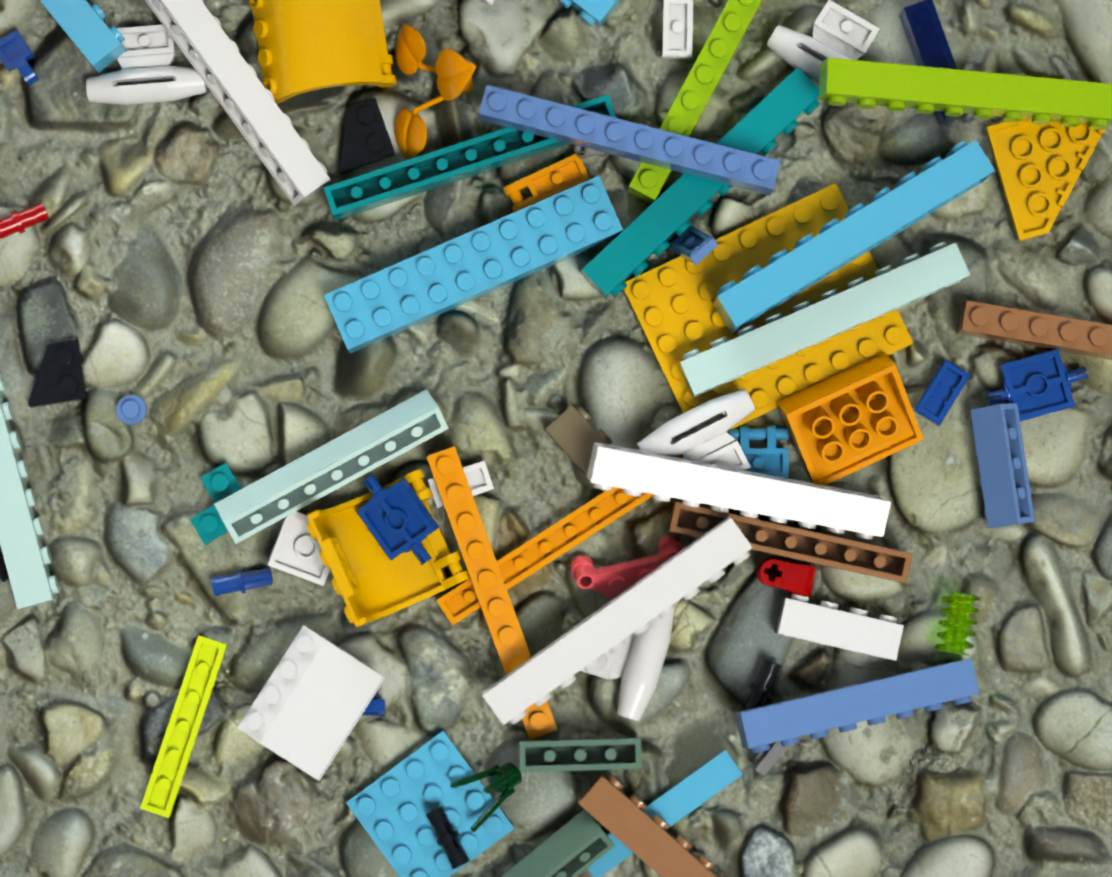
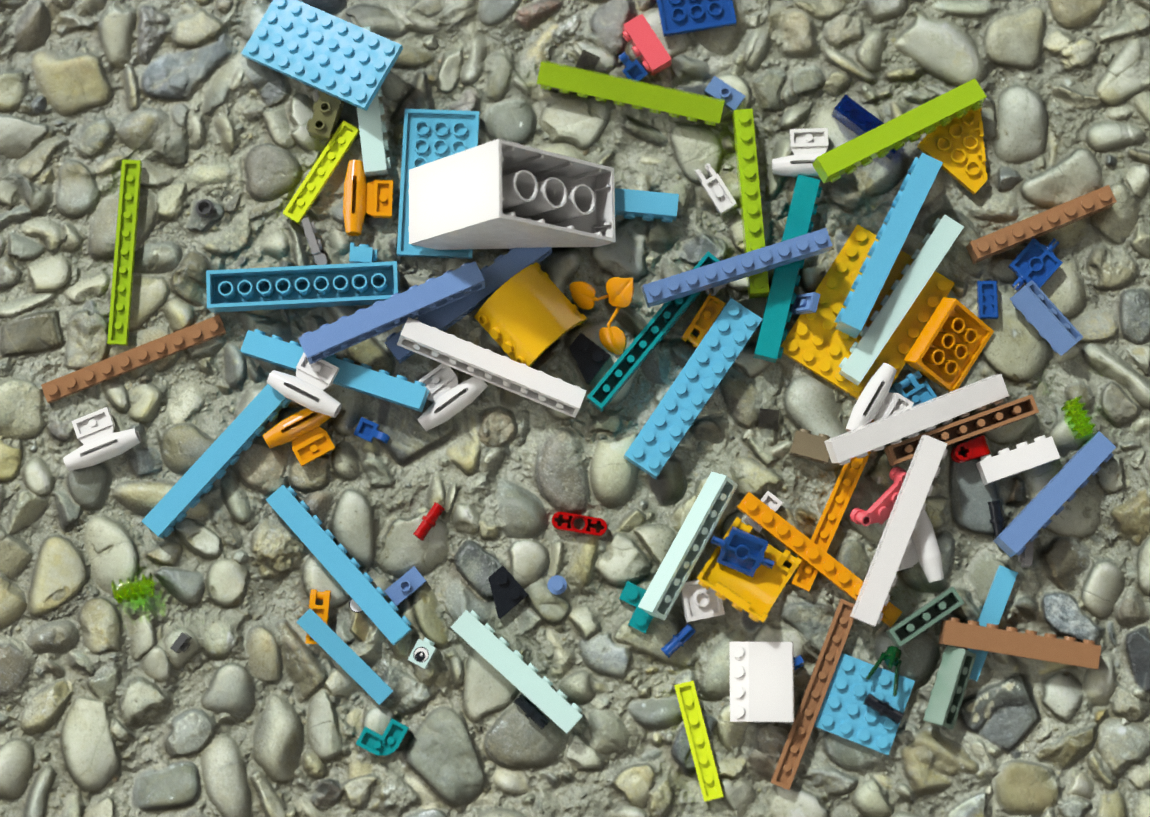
camera: 25 degrees left, 5 degrees down
(200, 328) = (563, 527): none -> red beam
(370, 764) = (813, 696): none -> medium nougat plate
(548, 368) = (768, 419): none -> clear smoke plate

